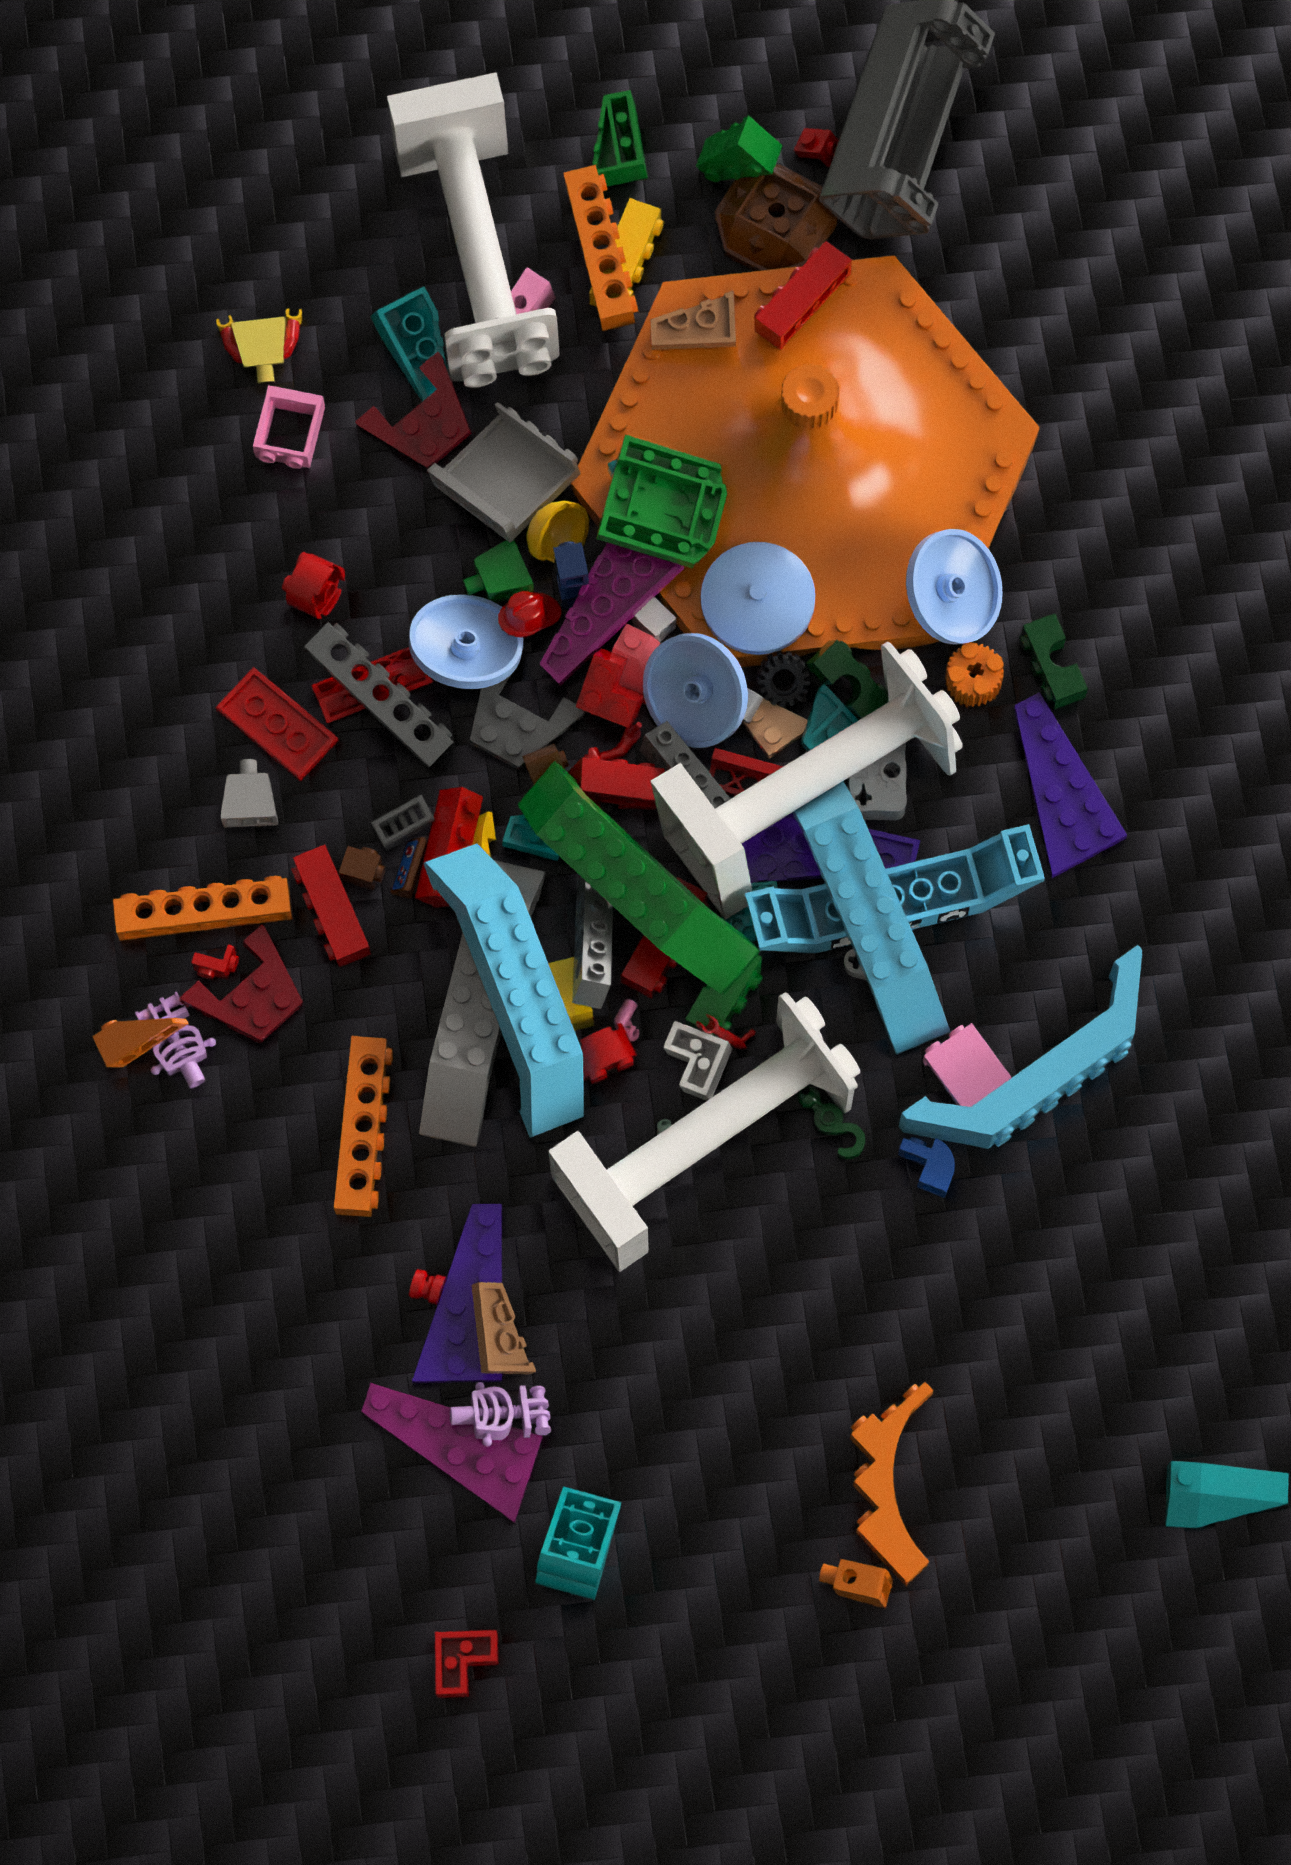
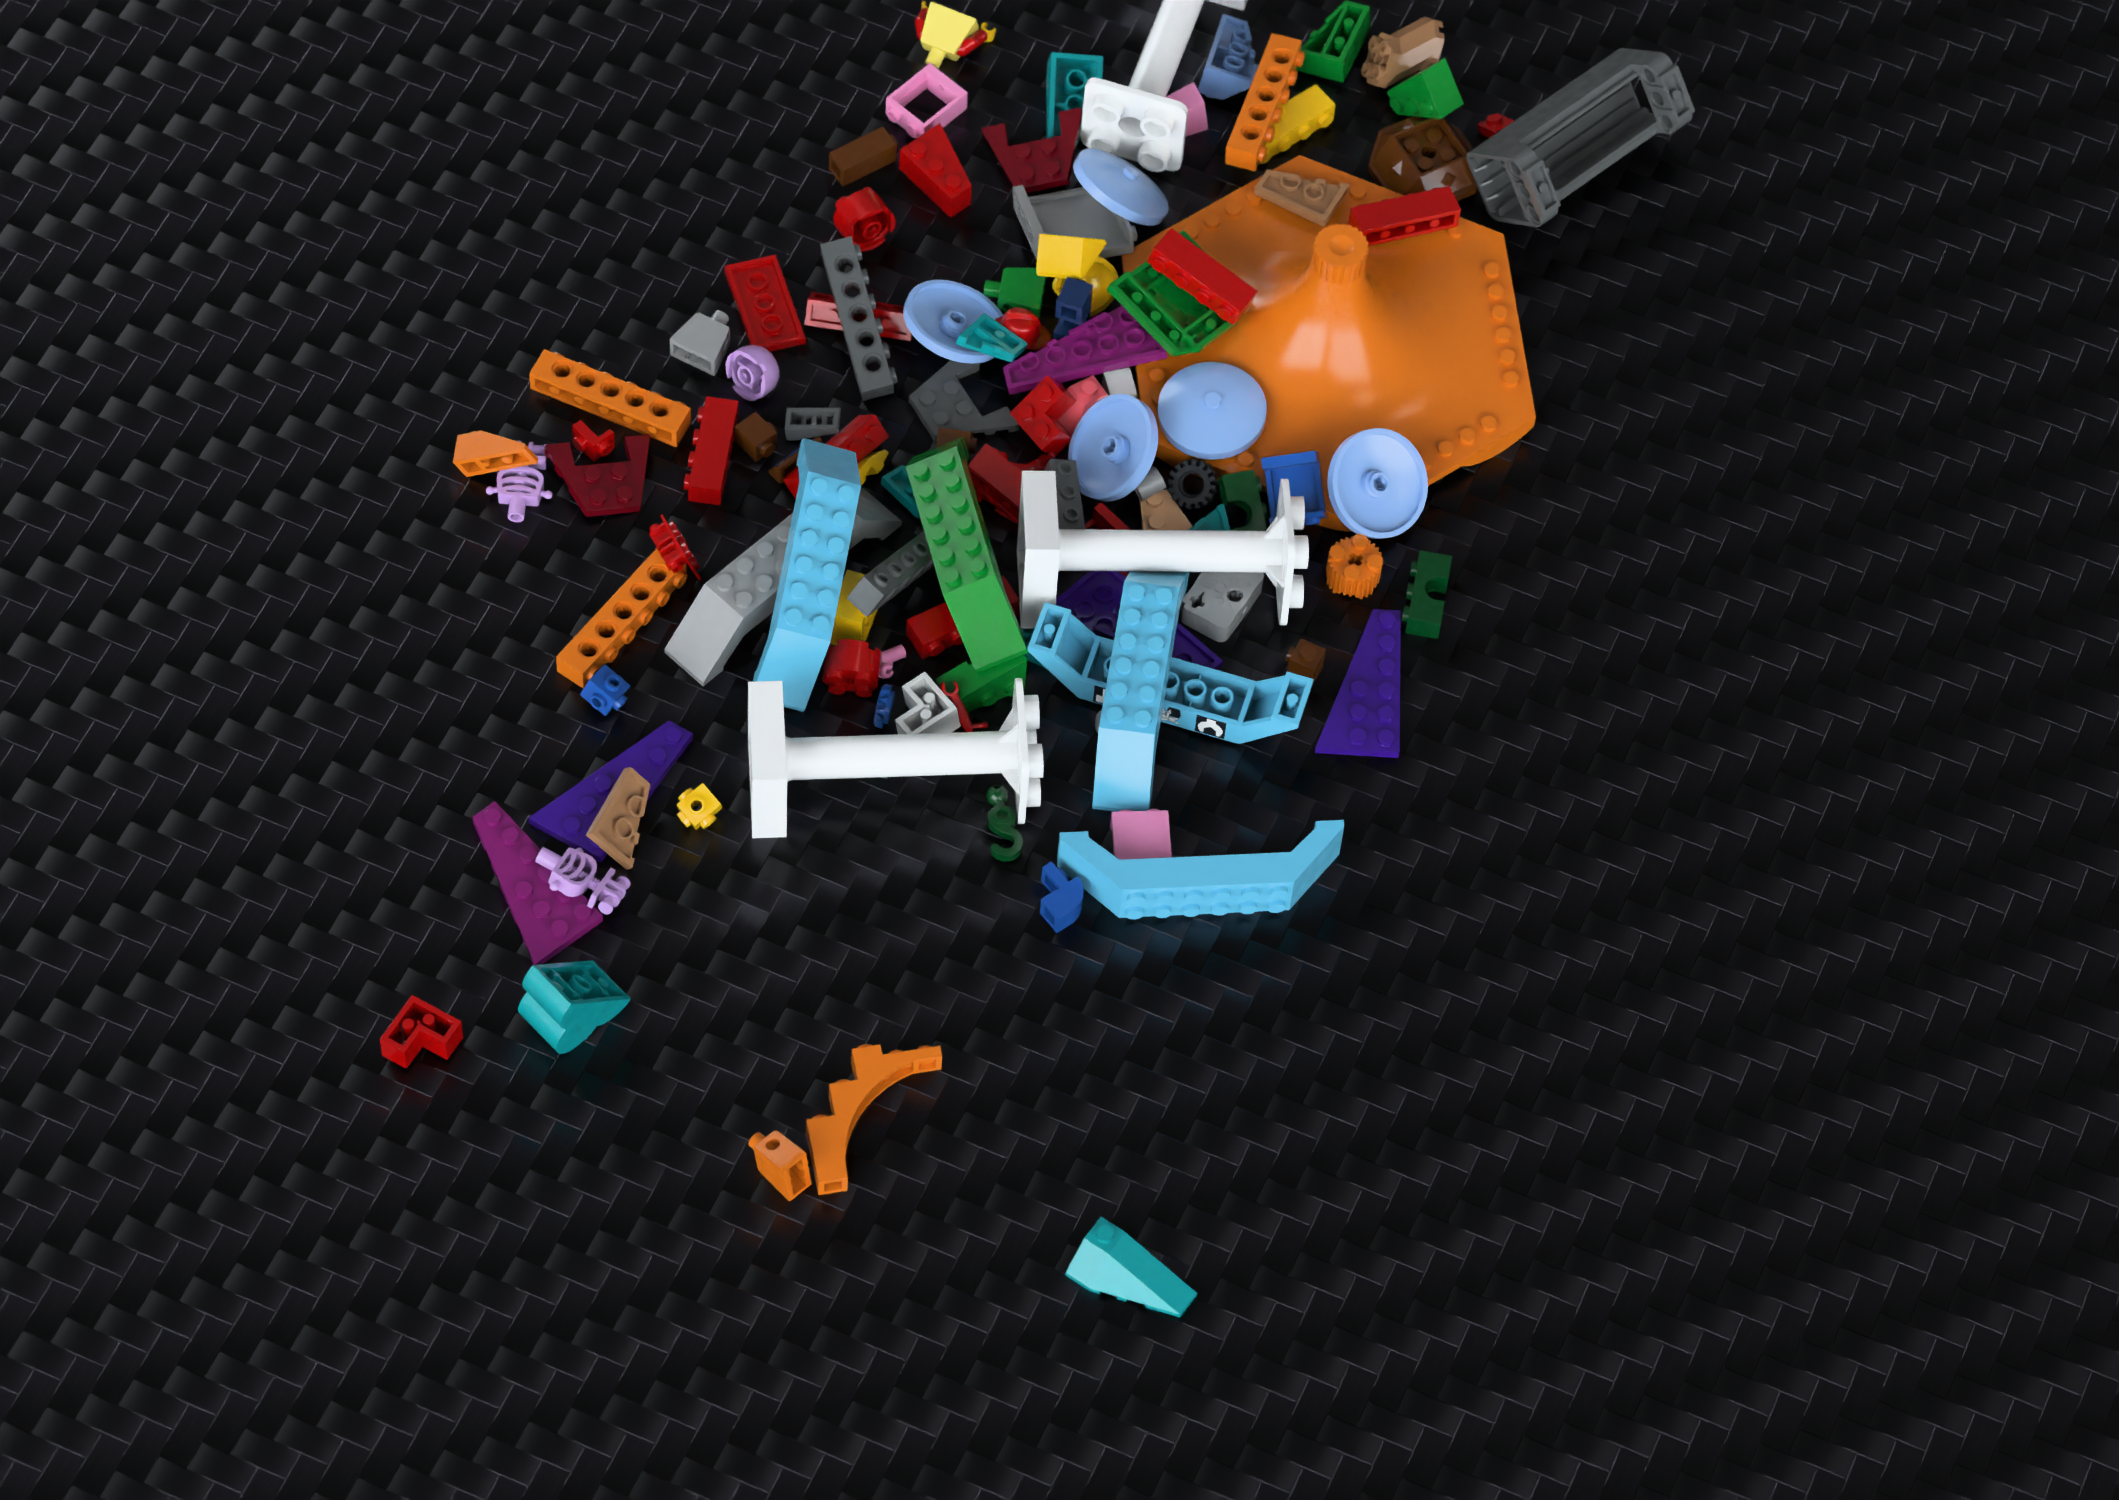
camera: 25 degrees right, 15 degrees down
(267, 516) = (863, 156): none -> reddish brown brick
(317, 804) = (752, 371): none -> lavender cylinder
(345, 492) = (937, 170): none -> red wedge
(363, 1020) = (673, 547): none -> red hinge
(399, 1212) = (605, 690): none -> blue brick
(427, 1286) = (588, 756): red wheel -> none
(514, 643) = (992, 339): none -> teal wing
(527, 414) = (1120, 187): none -> light blue dish
(535, 219) = (1230, 61): none -> medium blue wedge
(535, 521) = (1067, 255): none -> yellow slope
(555, 1267) = (699, 797): none -> yellow brick
(656, 1073) = (884, 706): none -> blue gear
(674, 475) = (1202, 276): none -> red brick
(687, 117) = (1403, 52): none -> medium nougat brick
(875, 623) = (1304, 480): none -> blue panel
(992, 797) = (1306, 659): none -> reddish brown brick

